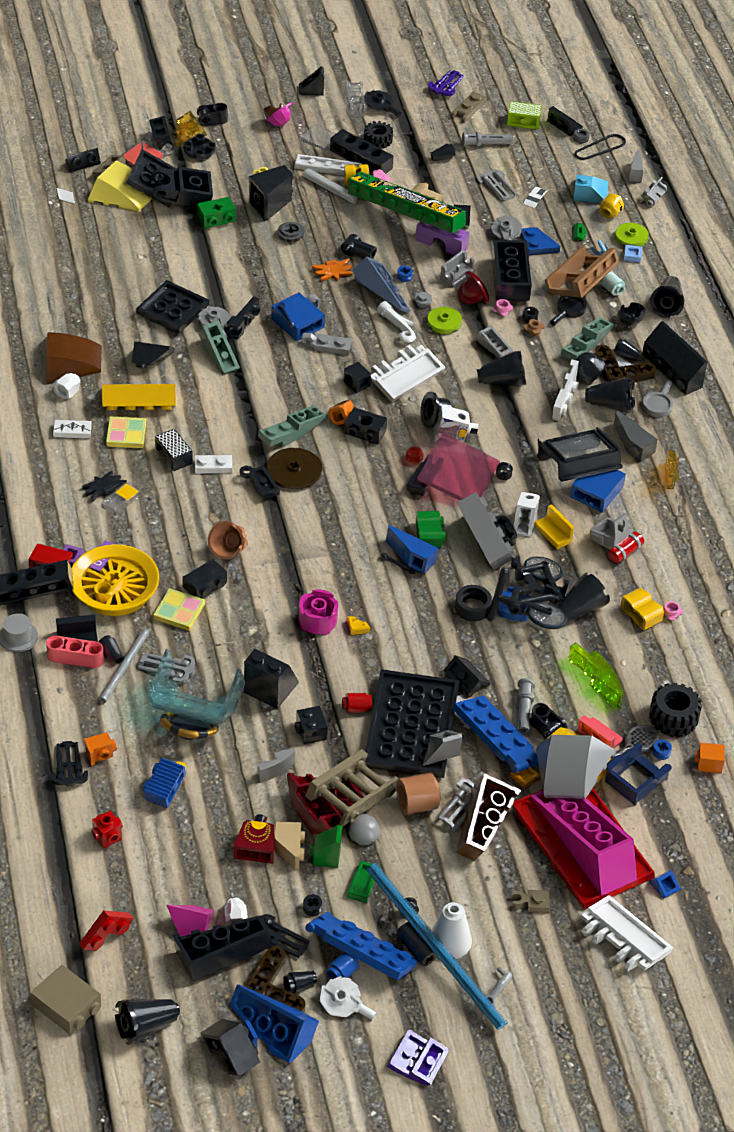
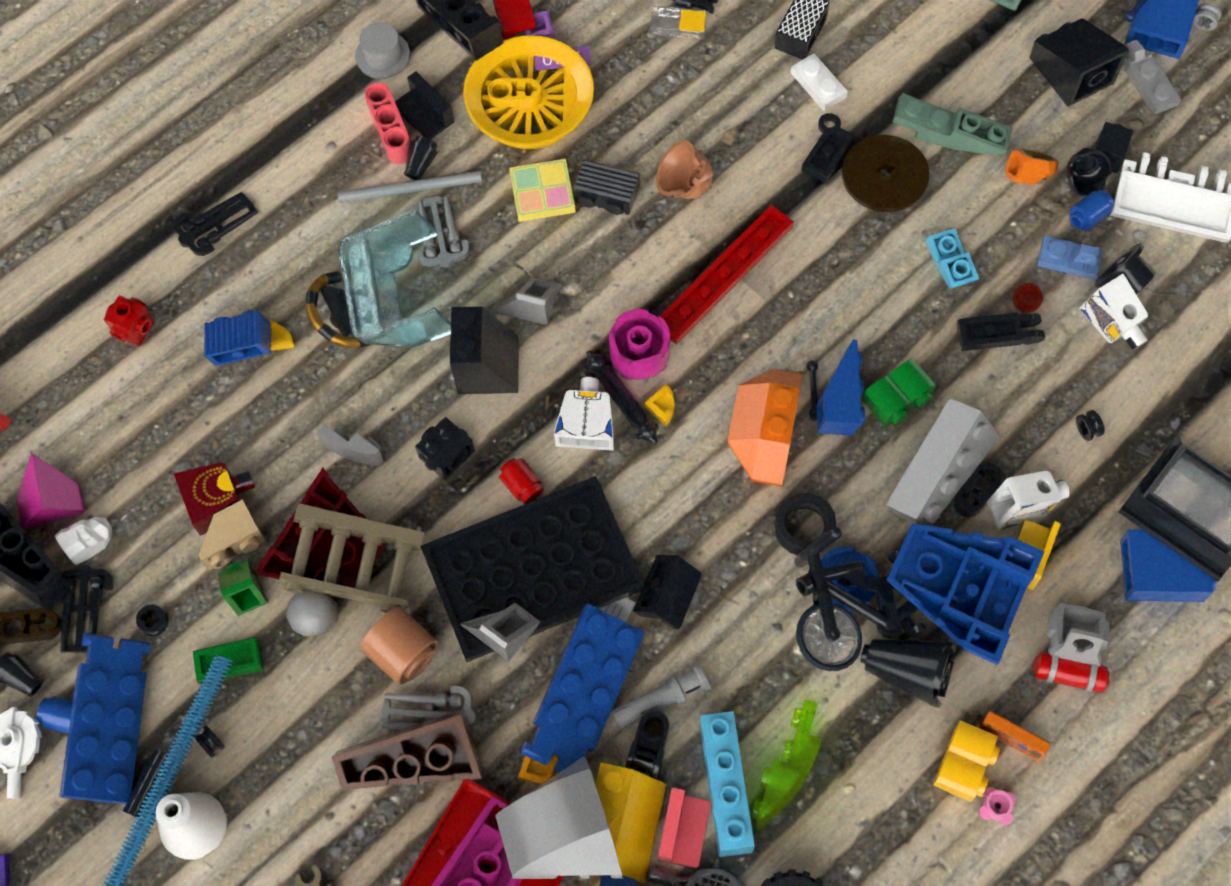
camera: 65 degrees right, 20 degrees up
(99, 747) = (252, 237): orange brick -> none
(247, 643) = (531, 302): none -> light grey slope
(295, 358) = (1078, 60): none -> black slope
(299, 554) = (725, 272): none -> red plate
(339, 638) = (622, 397): none -> black wheel
(342, 657) = (585, 418): none -> white torso
(363, 392) = (1088, 170): none -> black hair
(366, 425) = (1032, 194): black brick -> none
(374, 472) = (951, 260): none -> medium azure slope
(386, 404) = (1091, 210): none -> blue brick
(405, 428) = (1069, 257): none -> medium blue hinge
(406, 587) = (764, 424): none -> orange wedge
(458, 468) = (1041, 367): clear pink piece -> none
(556, 553) = (966, 583): none -> blue wedge
(590, 701) = (726, 784): none -> medium azure brick
(647, 582) = (1015, 736): none -> orange tile

